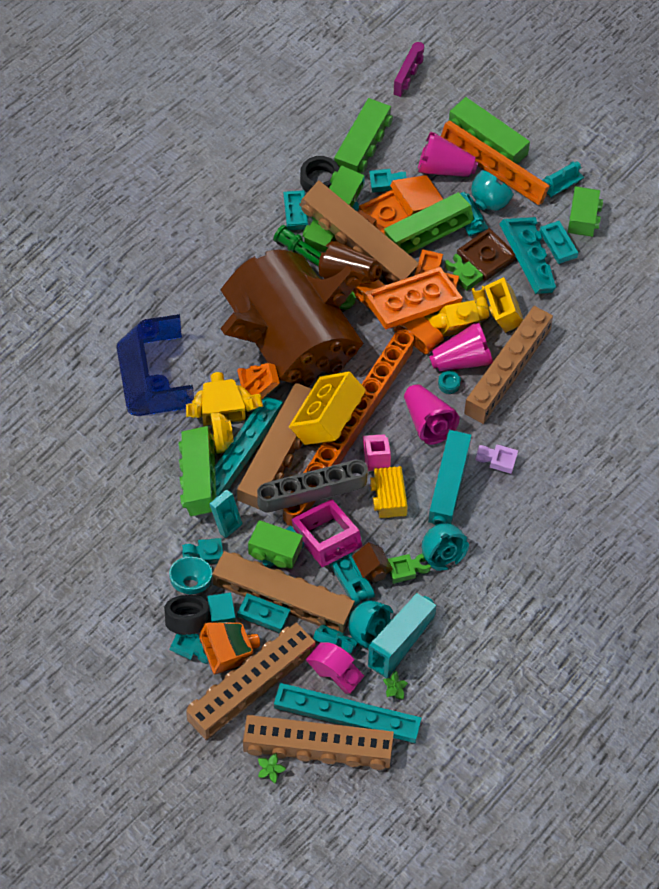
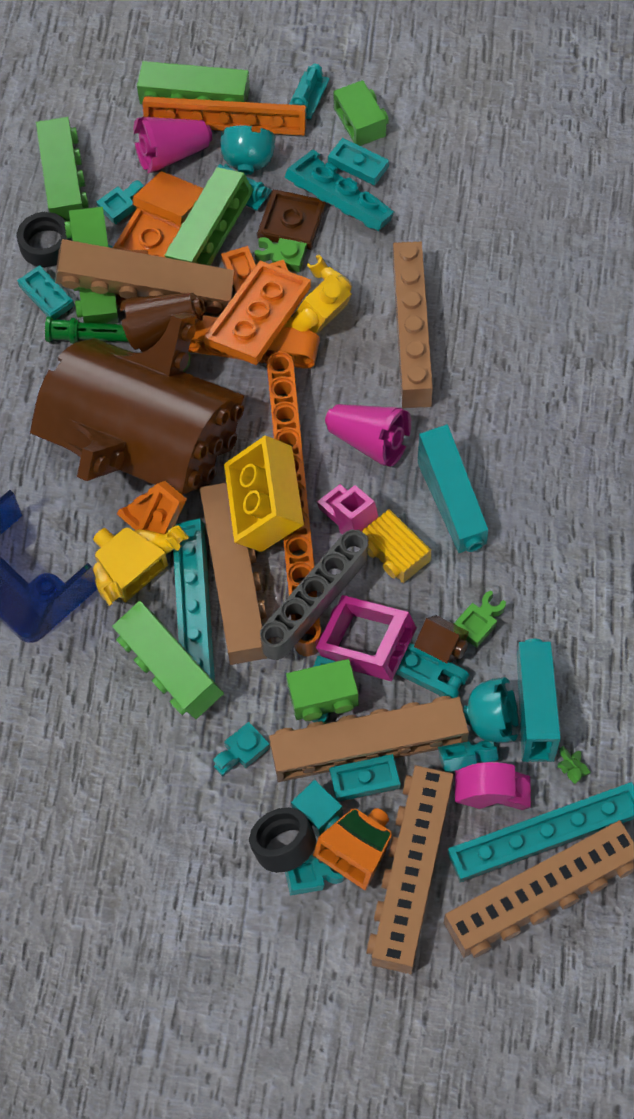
camera: 30 degrees left, 5 degrees up
(190, 569) = (248, 778): teal piece -> none
(221, 432) = (158, 597): yellow piece -> none
(226, 513) = (237, 689): teal plate -> none
(270, 767) = (512, 957): bright green plant -> none
(409, 68) = (54, 66): magenta plate -> none
(444, 545) = (501, 567): teal cylinder -> none
(449, 382) = (360, 383): teal tile -> none
(462, 351) = (354, 337): dark pink cone -> none
(501, 458) = (482, 430): lavender plate -> none
(504, 304) = (358, 262): yellow brick -> none

